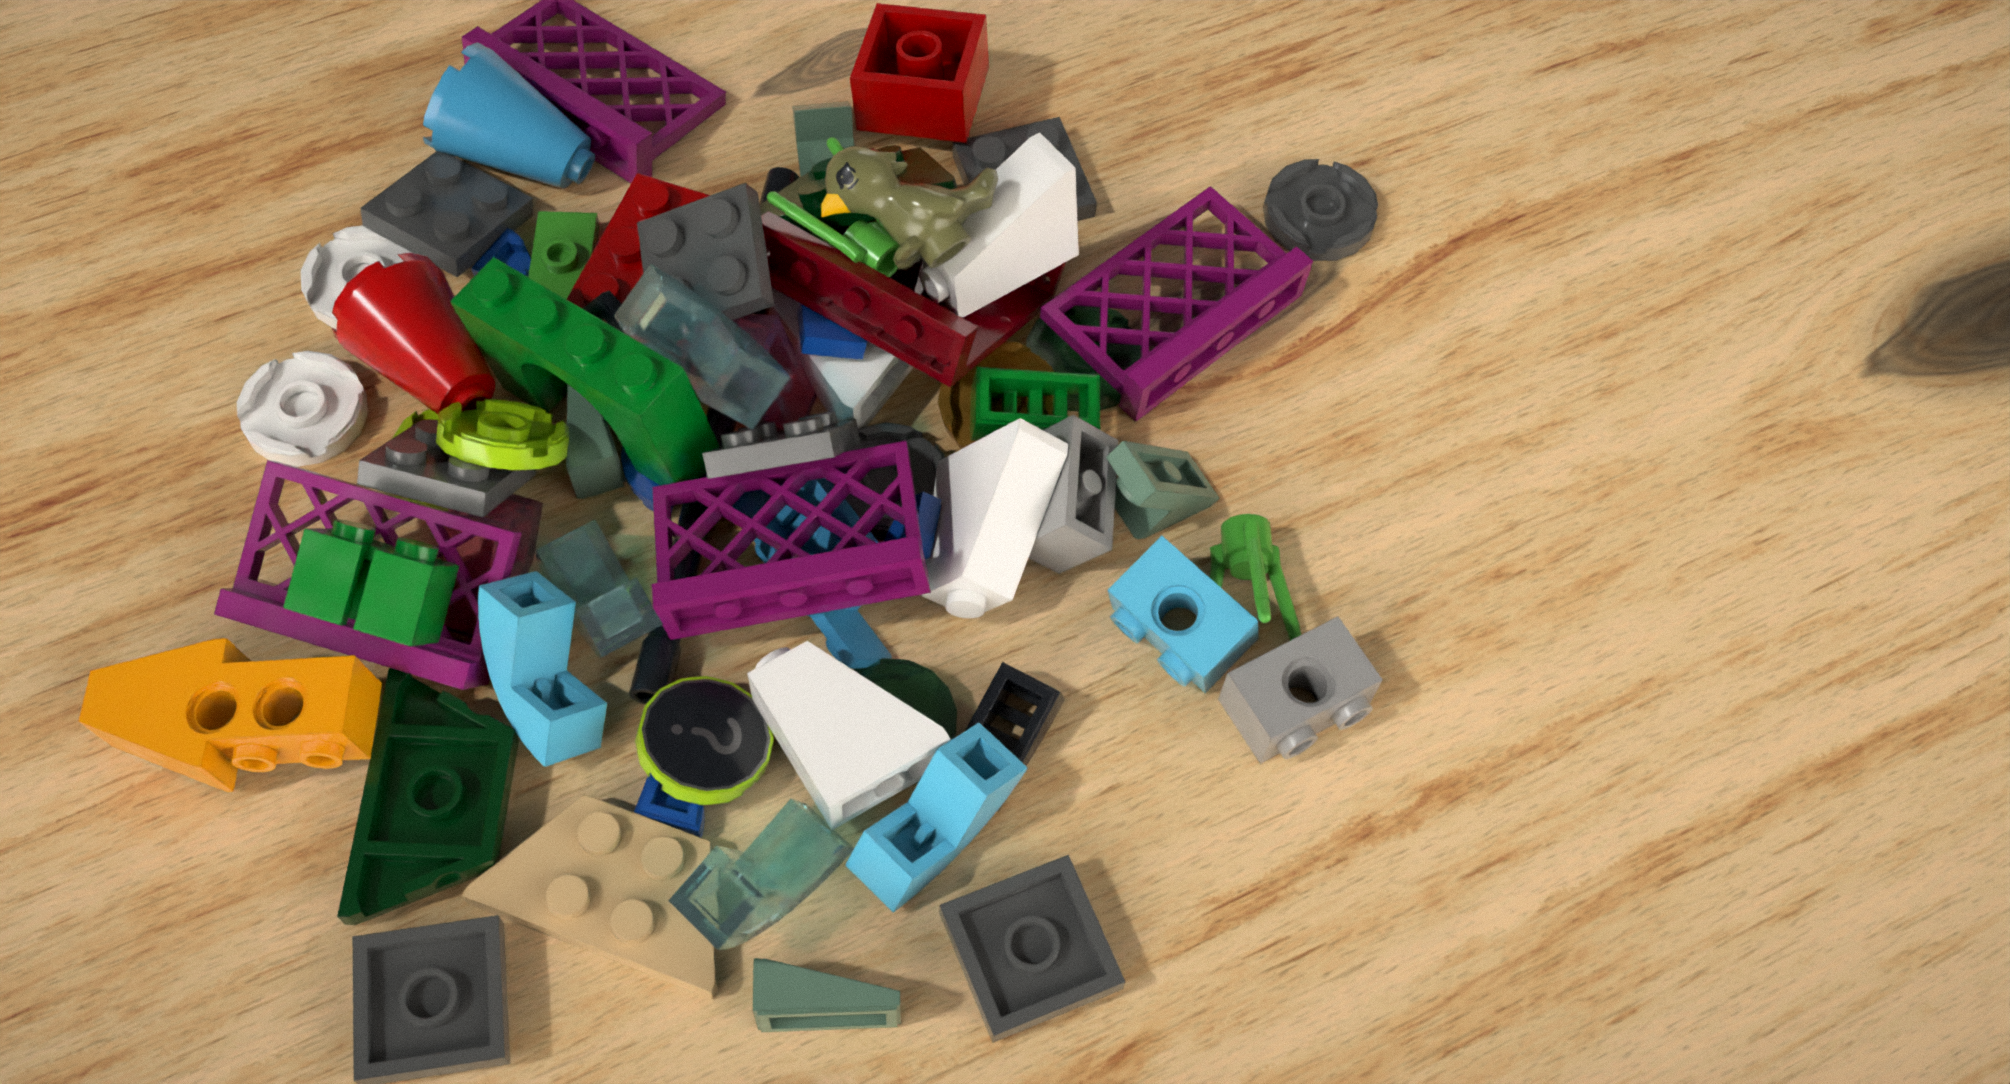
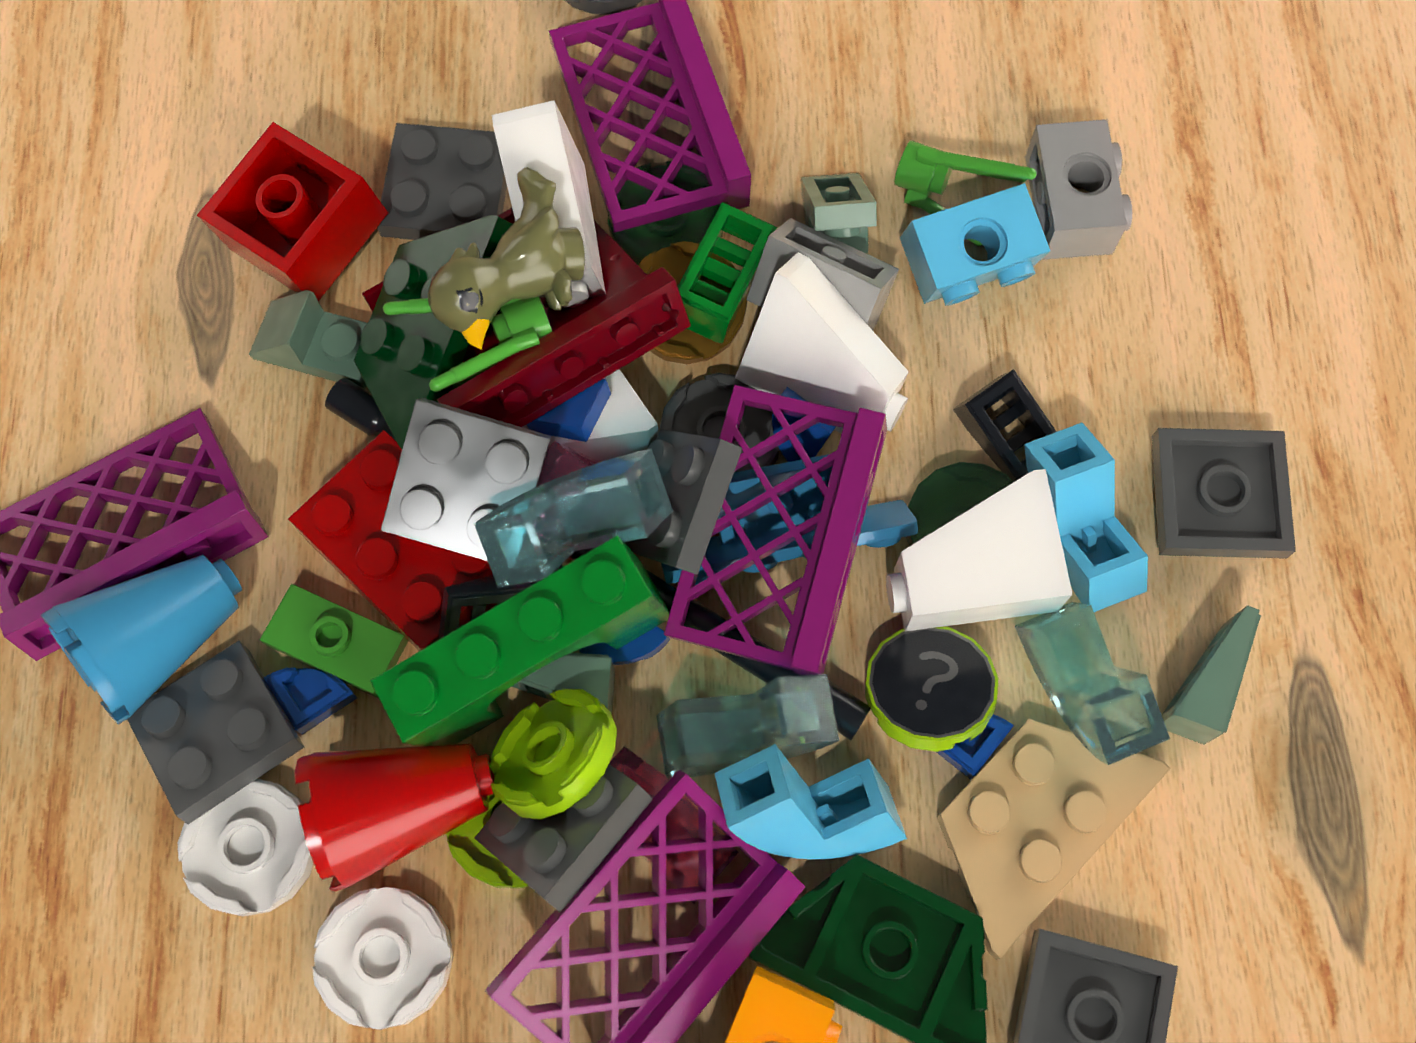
camera: 60 degrees left, 10 degrees up
(383, 587) = (664, 932): green piece -> none

